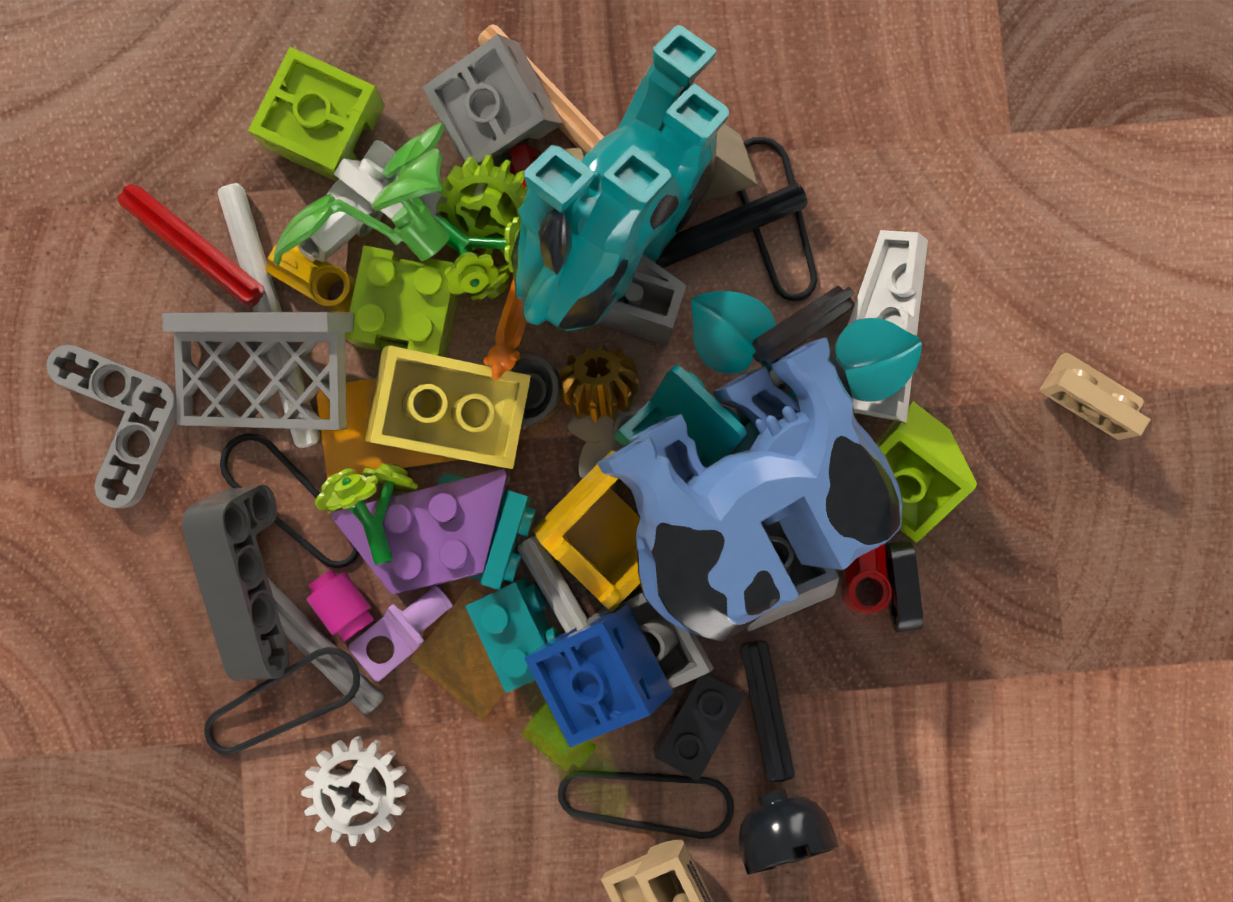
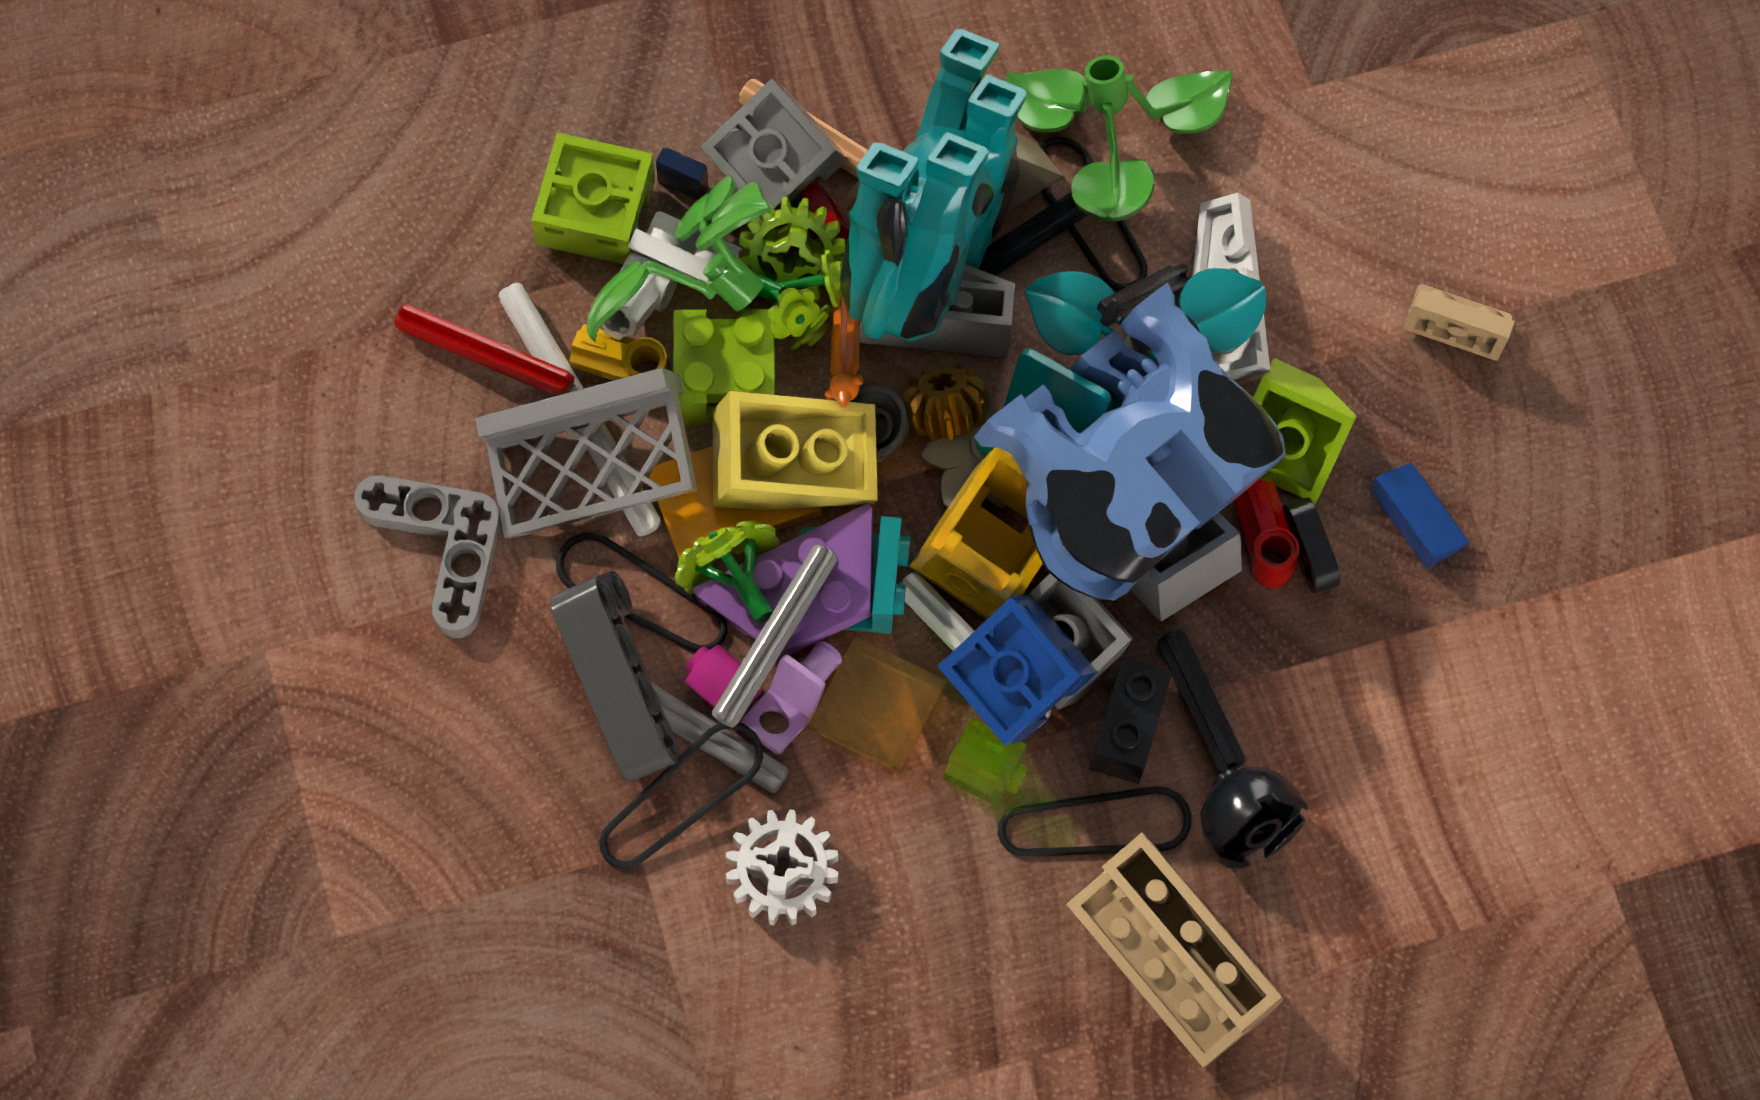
camera: 15 degrees left, 15 degrees down
(387, 584) = (774, 636): none -> light grey axle
(407, 106) = (682, 173): none -> dark blue tile
(512, 628) = (908, 664): teal bracket -> none
(809, 206) = (1118, 188): none -> bright green plant
(1009, 574) = (1418, 514): none -> blue slope

